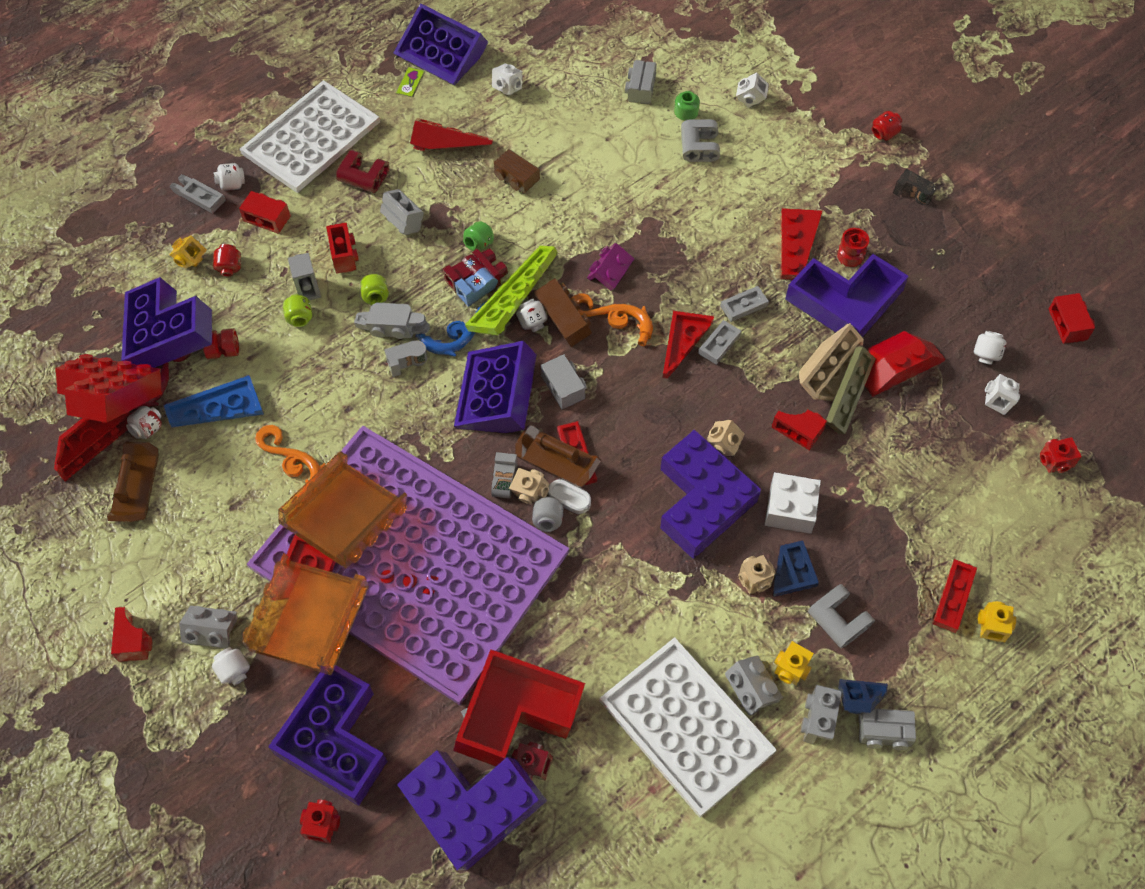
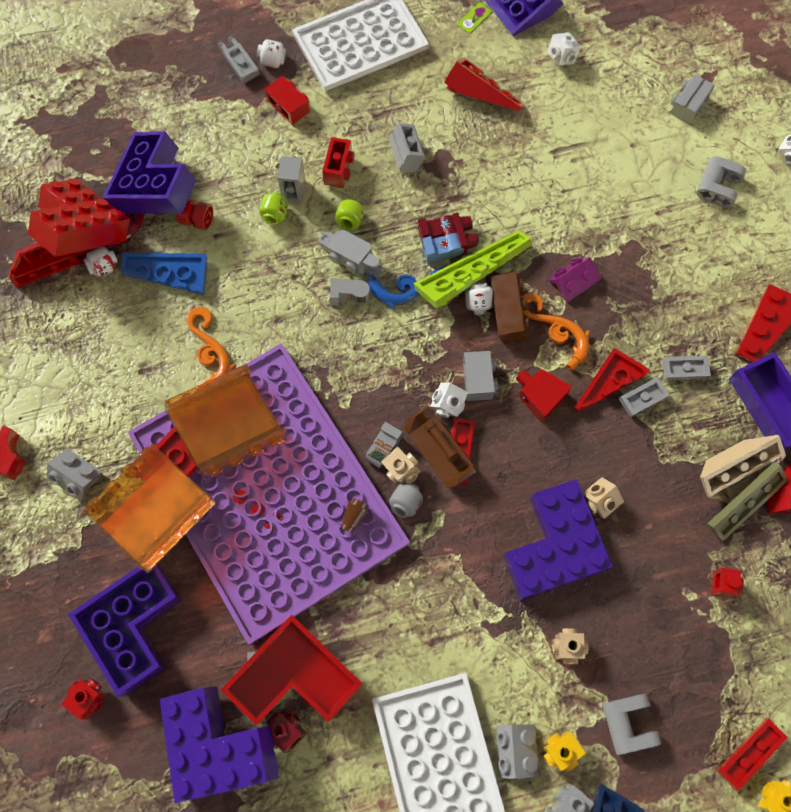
camera: 25 degrees right, 10 degrees up
(134, 482) = (70, 314): reddish brown piece -> none
(187, 252) = (210, 114): yellow brick -> none
(227, 260) = (234, 134): red head -> none
(230, 666) = (74, 521): white head -> none
(351, 174) = (378, 91): dark red connector -> none
(478, 236) = (466, 199): bright green head -> none
(496, 388) = (415, 357): dark purple slope -> none
(506, 543) = (354, 514): none -> reddish brown cone
(516, 171) = (530, 146): reddish brown brick -> none
(546, 411) = (448, 400): none -> white brick
(570, 496) = (434, 490): white tile -> none
(627, 373) = (542, 392): none -> red torso
(687, 106) = (724, 141): bright green head -> none
(792, 503) = (638, 590): white brick -> none
(794, 570) = (608, 656): dark blue wing -> none
(800, 428) = (682, 519): red arch -> none
(869, 464) = (727, 583): none -> red brick

